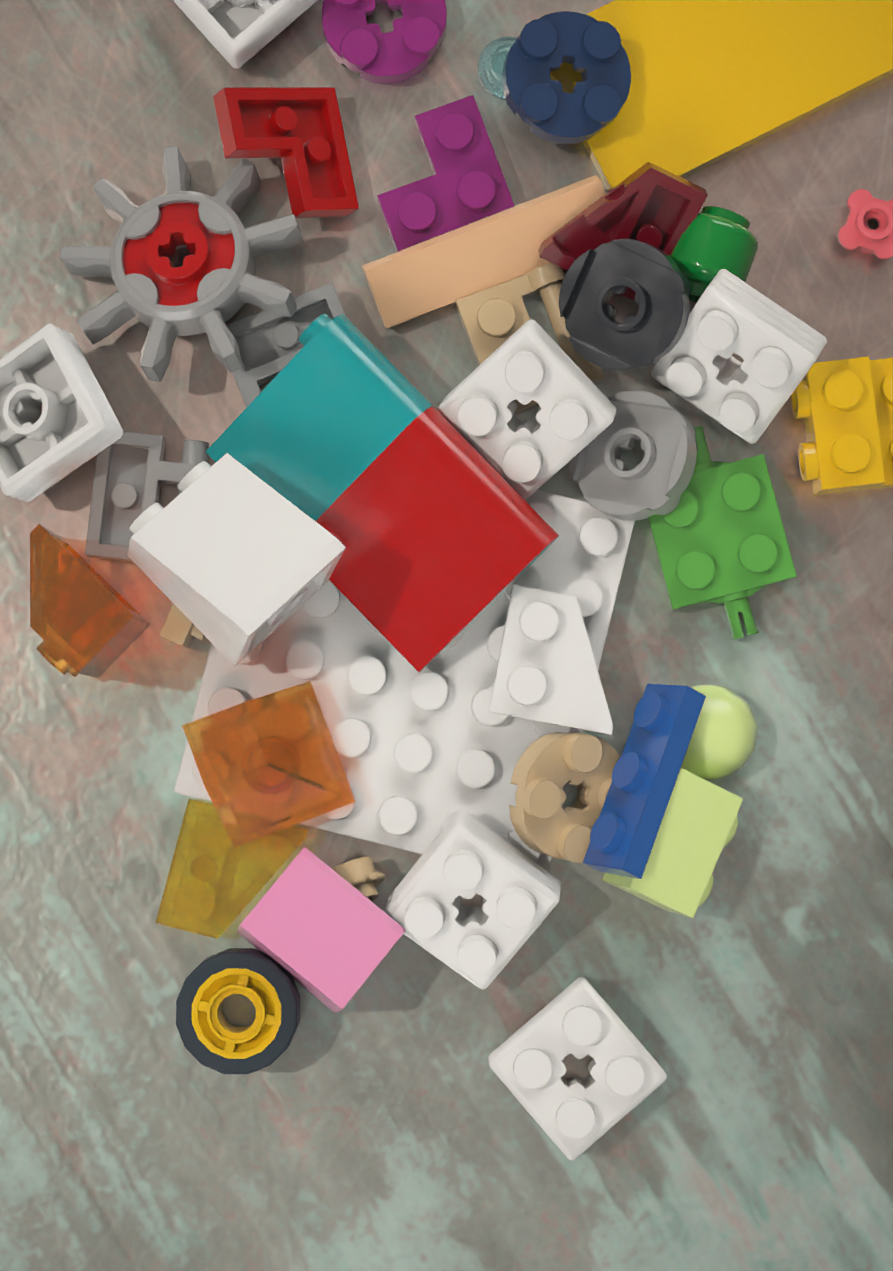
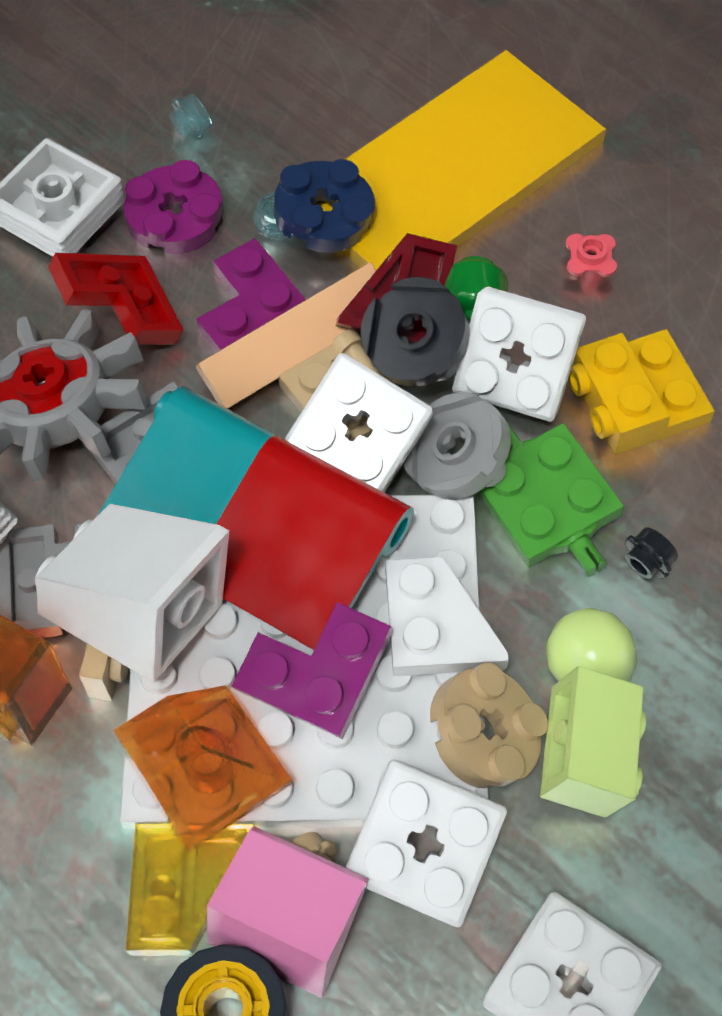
camera: 10 degrees left, 25 degrees down
(404, 711) = (321, 686): none -> magenta plate
(644, 780) = (549, 691): blue plate -> none
(807, 636) = (650, 553): none -> black plate

